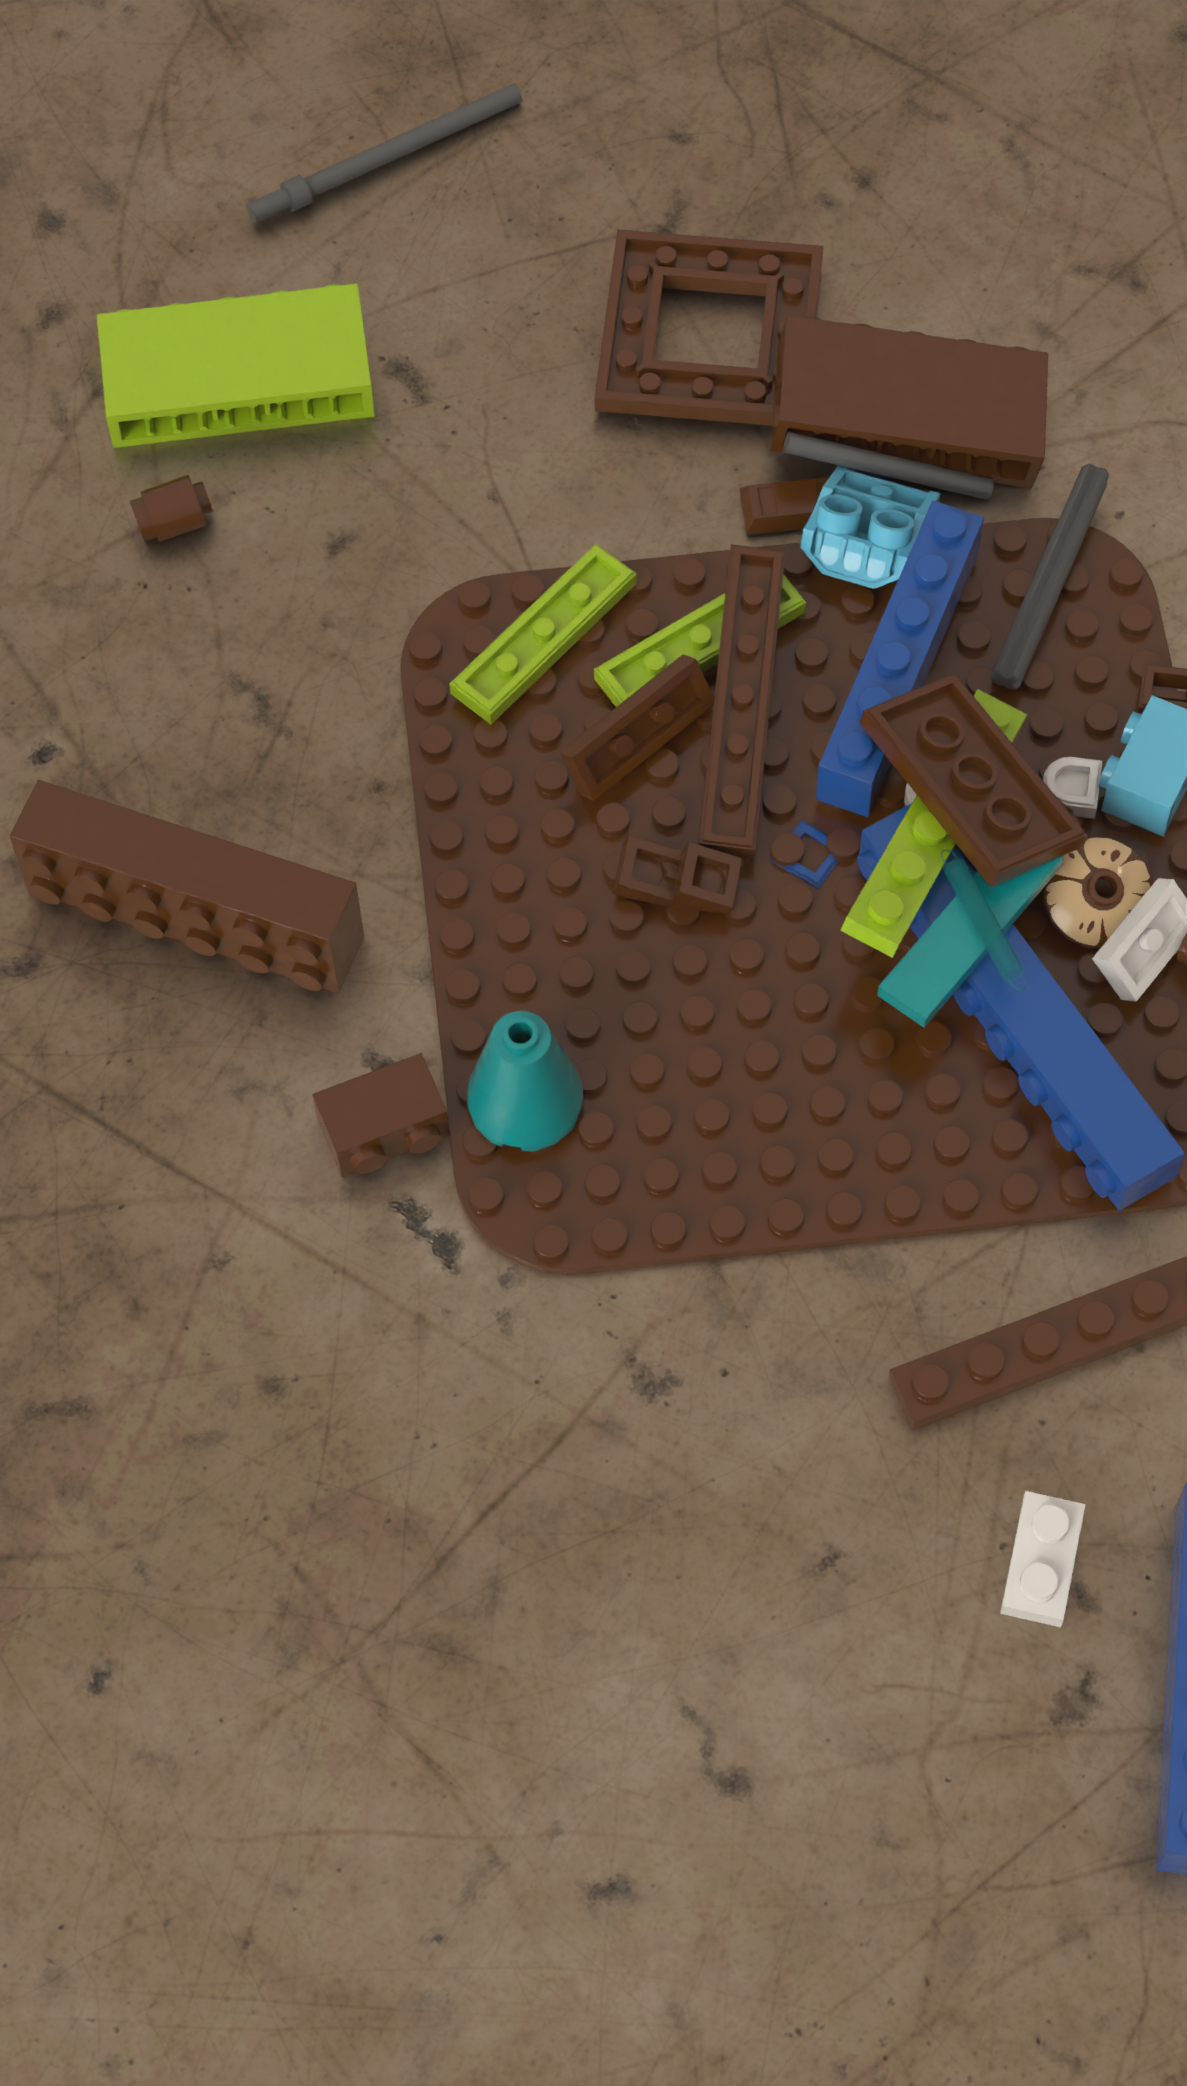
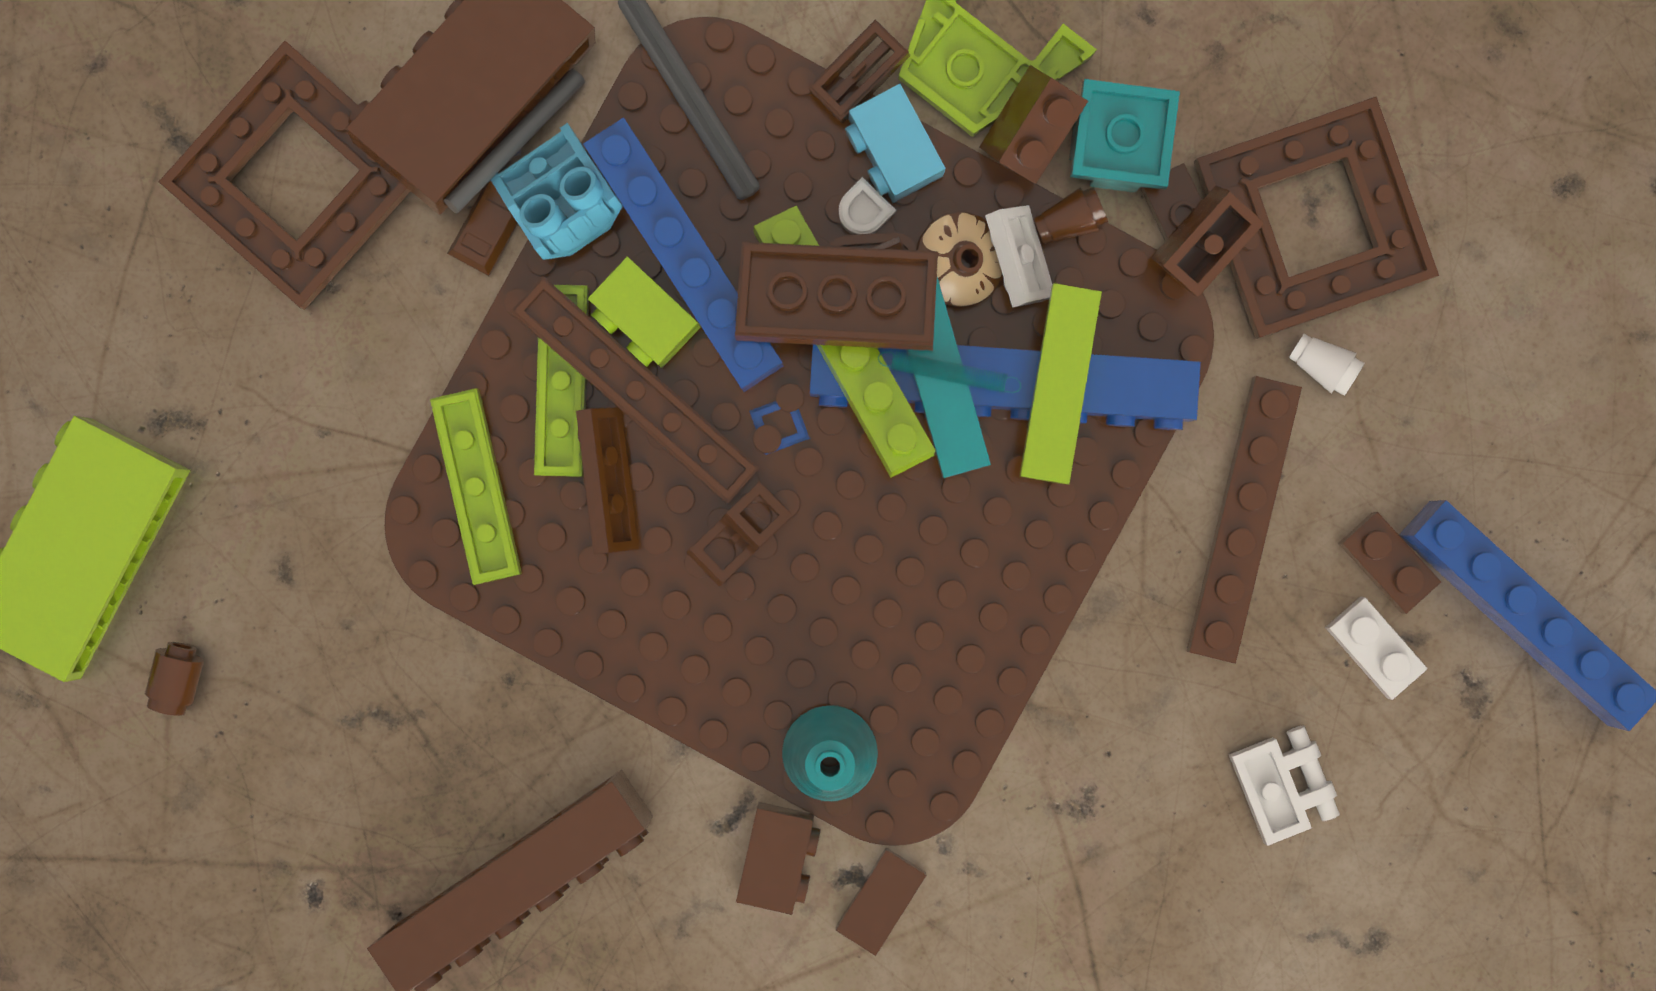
camera: 55 degrees left, 25 degrees up
(408, 1249) = (880, 901): none -> reddish brown tile
(811, 1548) = (1271, 790): none -> white plate
(819, 658) = (643, 313): none -> lime brick
(1054, 1034) = (1060, 384): none -> lime tile
(1141, 1511) = (1389, 562): none -> reddish brown plate

